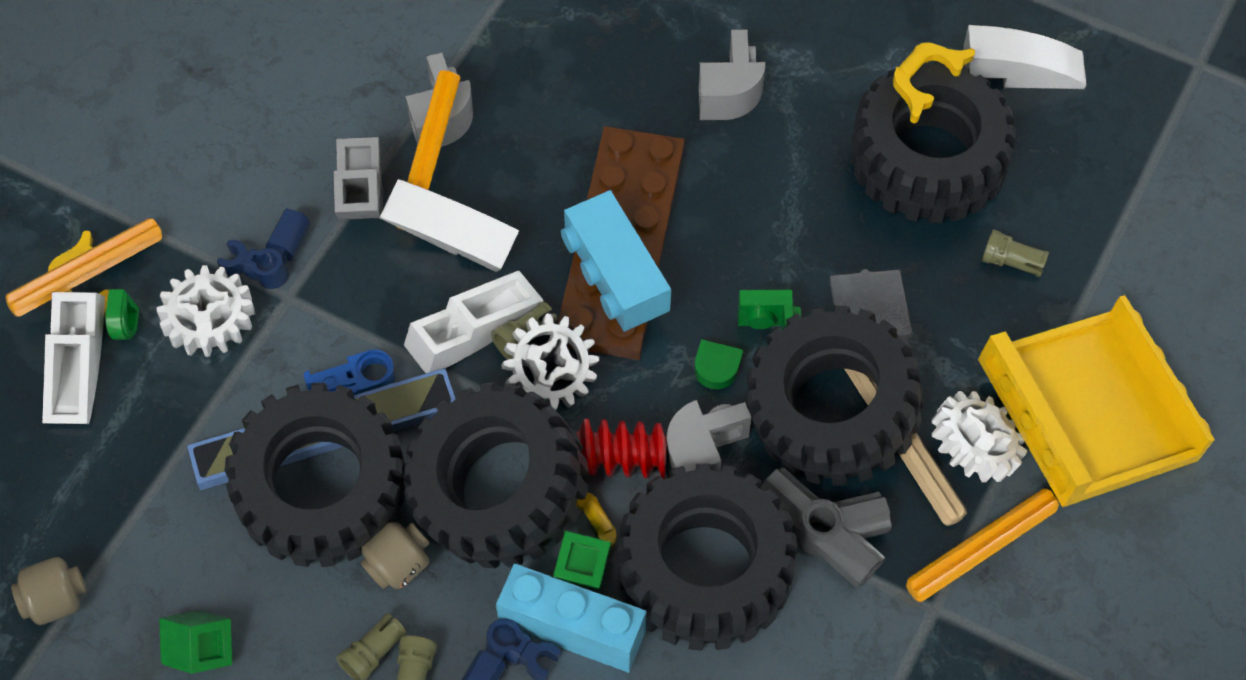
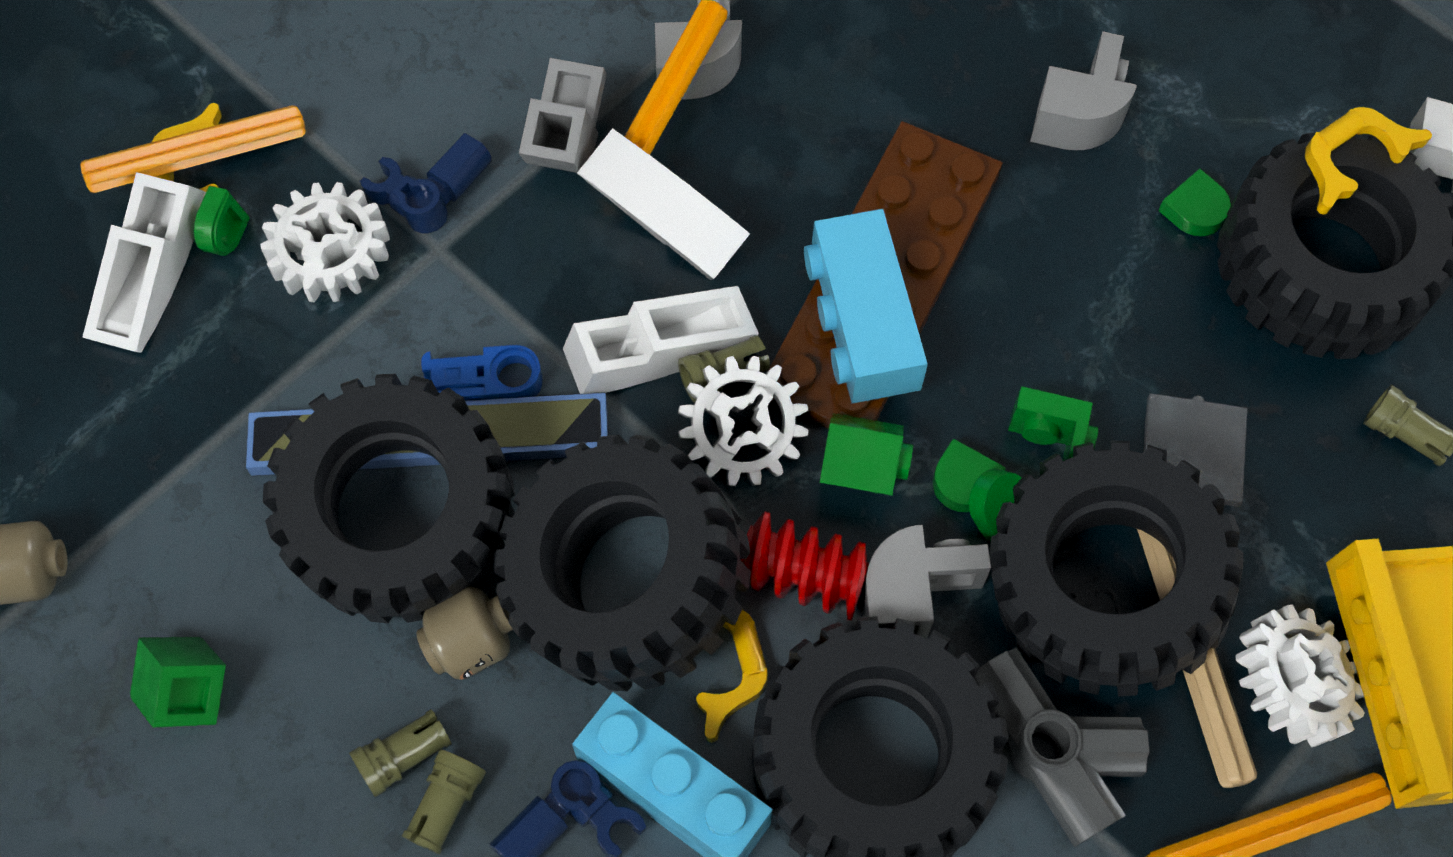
camera: 15 degrees right, 5 degrees up
(582, 560) = (705, 712): green panel -> none
(643, 364) = (865, 454): none -> green brick
(736, 372) = (987, 497): none -> green tile
(829, 137) = (1197, 205): none -> green tile

